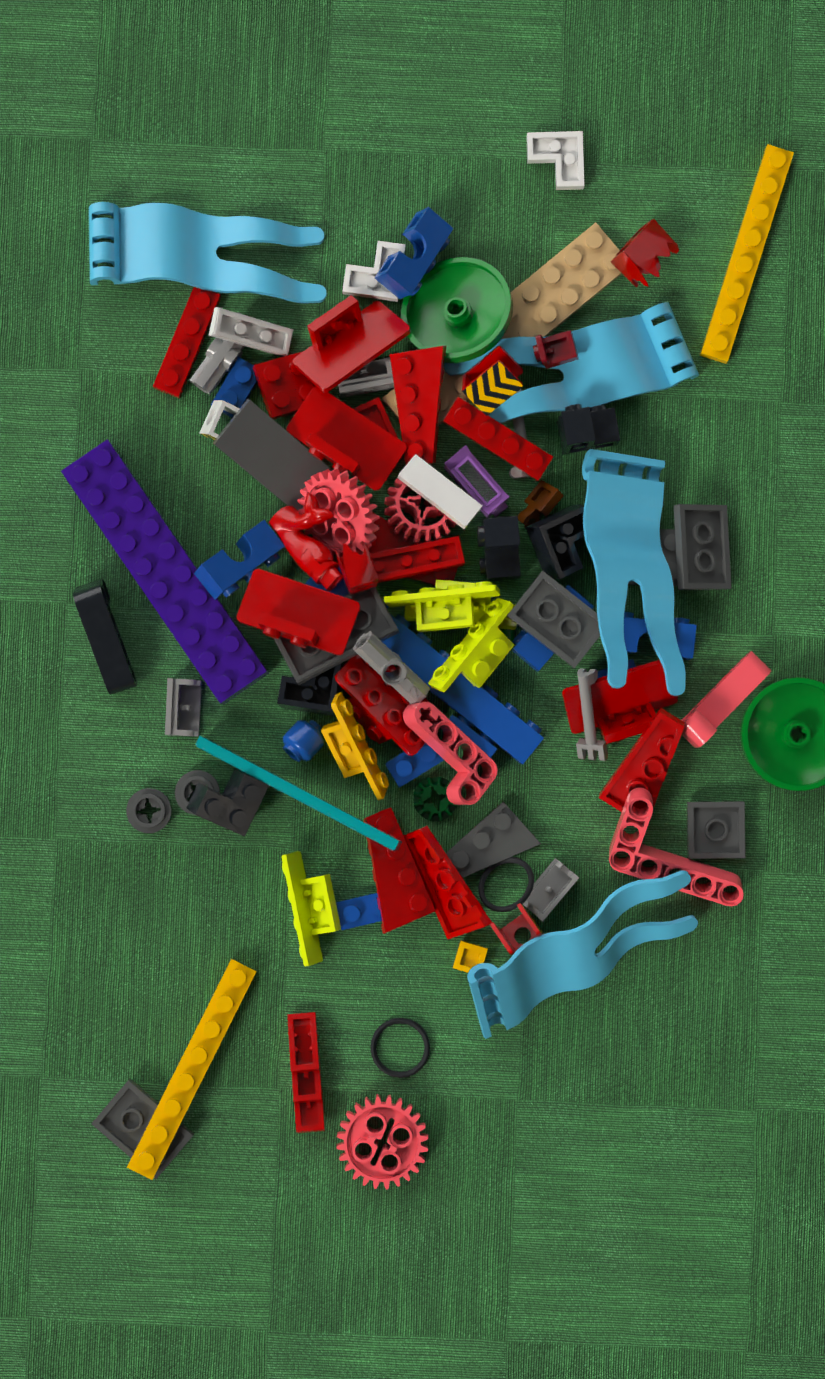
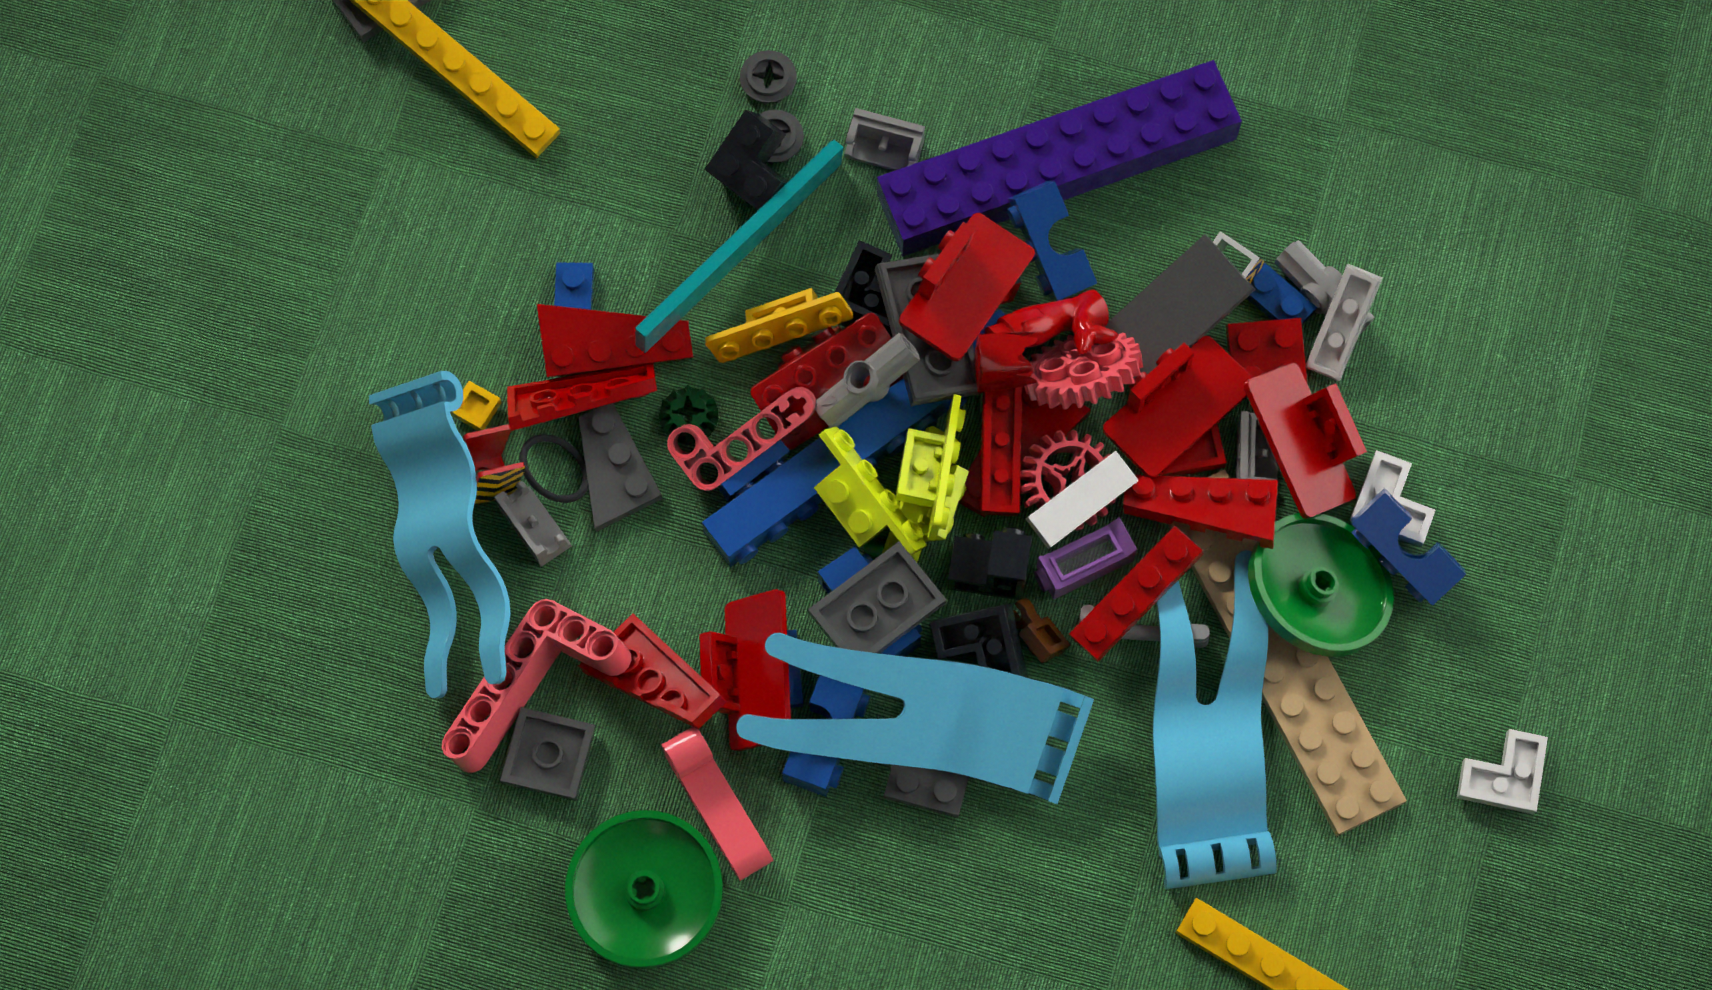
camera: 105 degrees right, 15 degrees down
(104, 636) = (997, 67): black beam -> none
(182, 245) = (1474, 268): medium azure flag -> none
(186, 342) = (1343, 246): red plate -> none
(303, 740) = (805, 269): blue head -> none
(306, 1072) = (395, 183): red slope -> none
(312, 907) = (596, 231): neon yellow bracket -> none
(359, 1132) = (304, 225): coral gear -> none
(406, 767) = (735, 390): blue plate -> none
(426, 1047) = (387, 269): black tyre -> none
(492, 380) = (1214, 598): piece -> none
(555, 349) = (1240, 693): dark red bracket -> none
(587, 428) = (1123, 704): black brick -> none
(590, 742) = (704, 615): light grey hinge -> none
(641, 253) = (1348, 849): red piece -> none
(702, 547) = (928, 827): dark grey plate -> none

